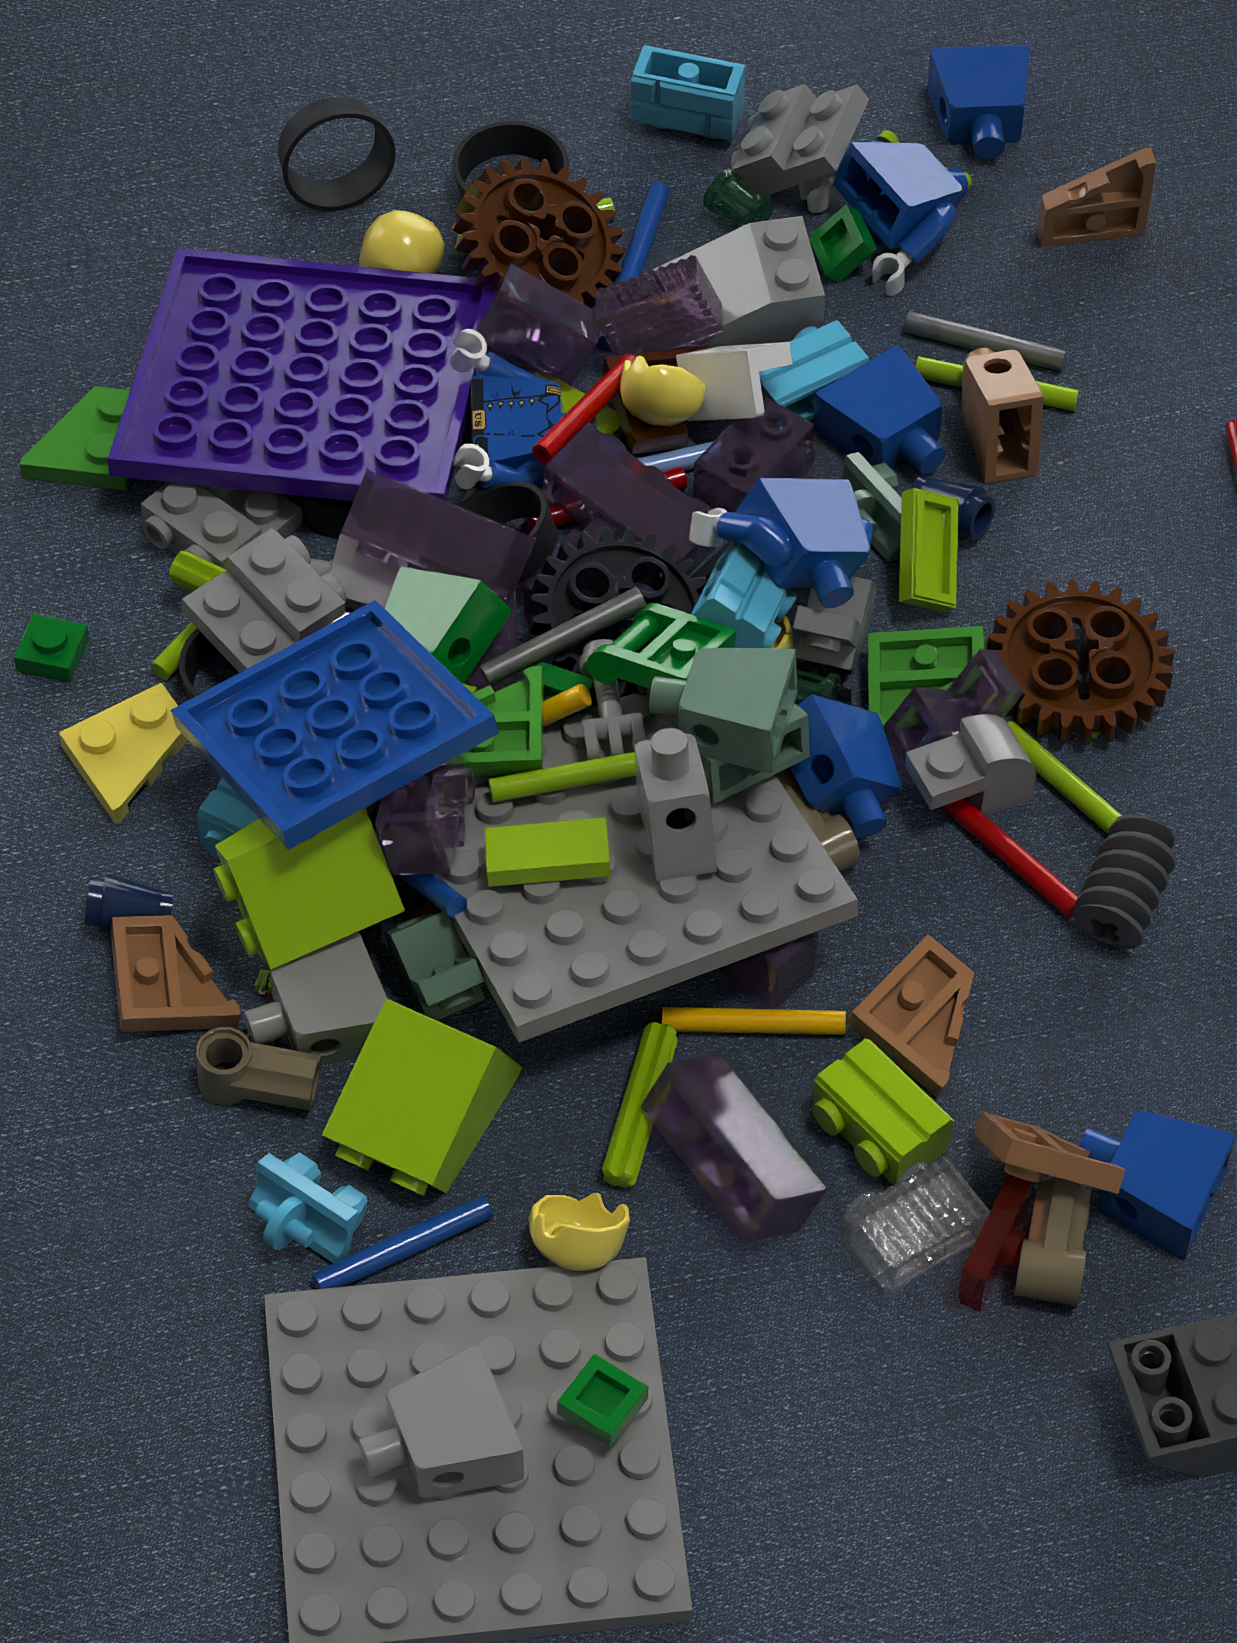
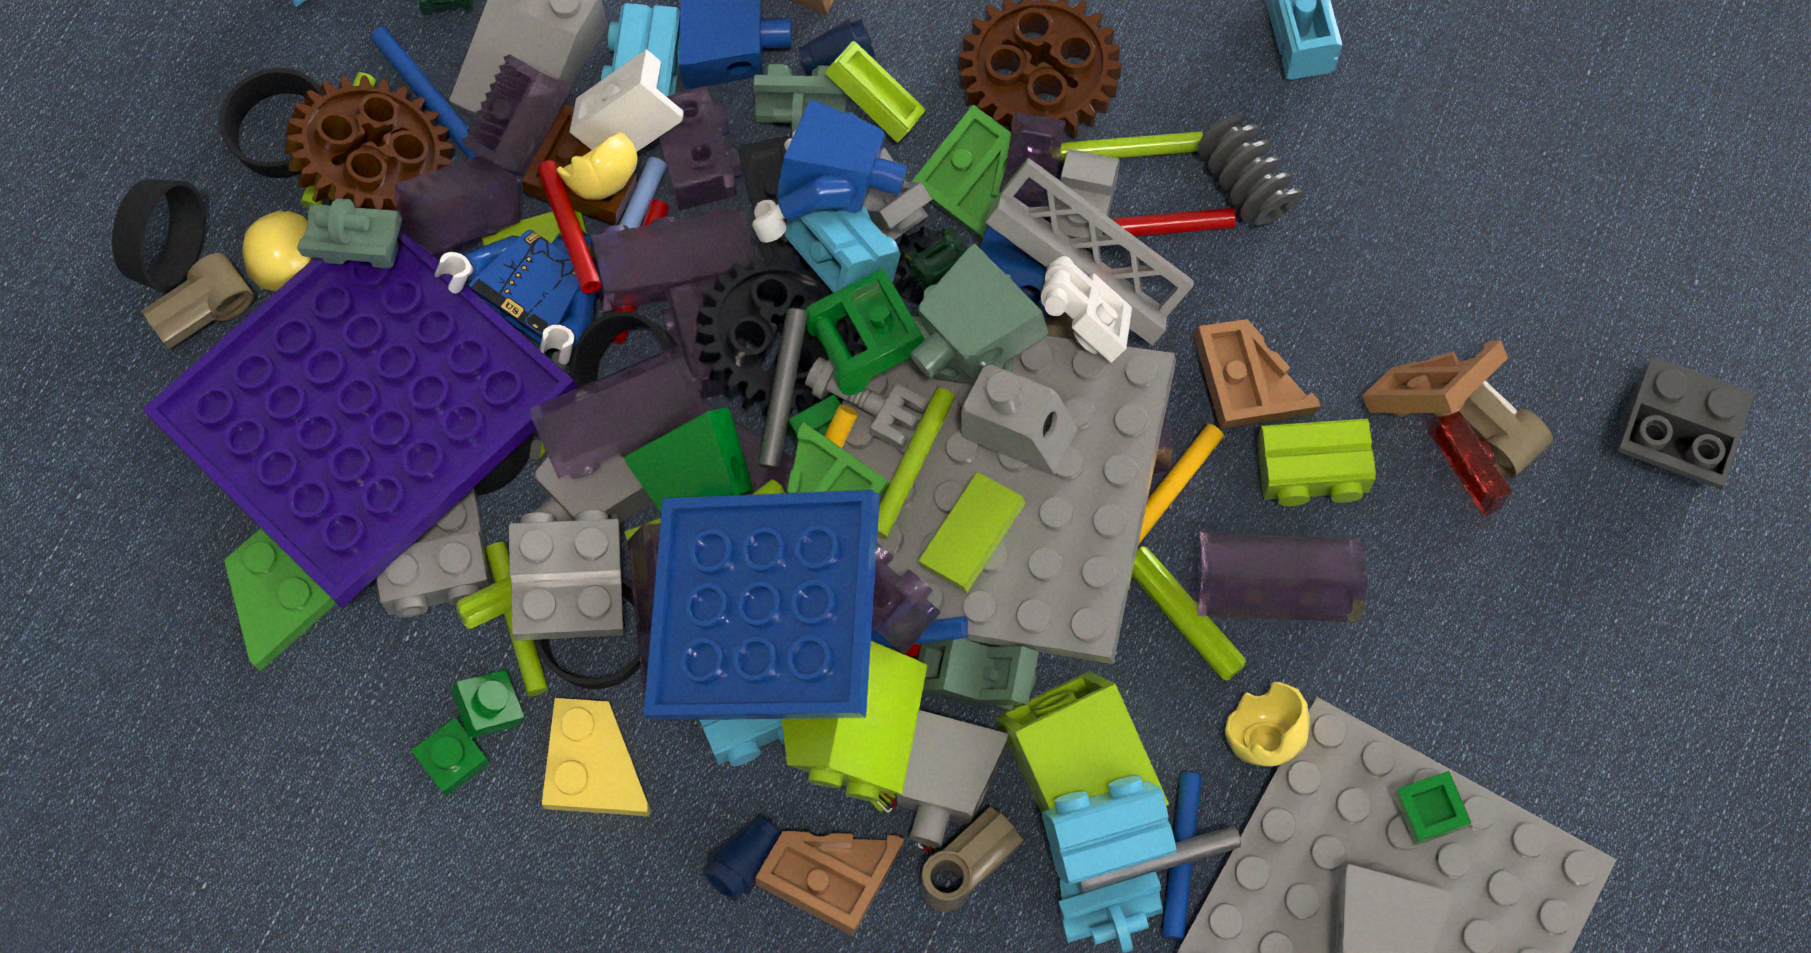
camera: 50 degrees left, 15 degrees up
(117, 639) = (487, 704): none -> green plate
(319, 229) = (210, 293): none -> dark tan piece
(359, 1138) = (1108, 830): none -> medium azure brick
(374, 1211) = (1187, 851): none -> flat silver bar
(444, 271) = (351, 234): none -> sand green hips
(836, 818) = (1097, 311): none -> white plate
(891, 803) = (1046, 243): none -> light grey fence
(912, 1225) = (1419, 503): clear brick -> none
(1167, 1178) = (1492, 307): blue torso -> none

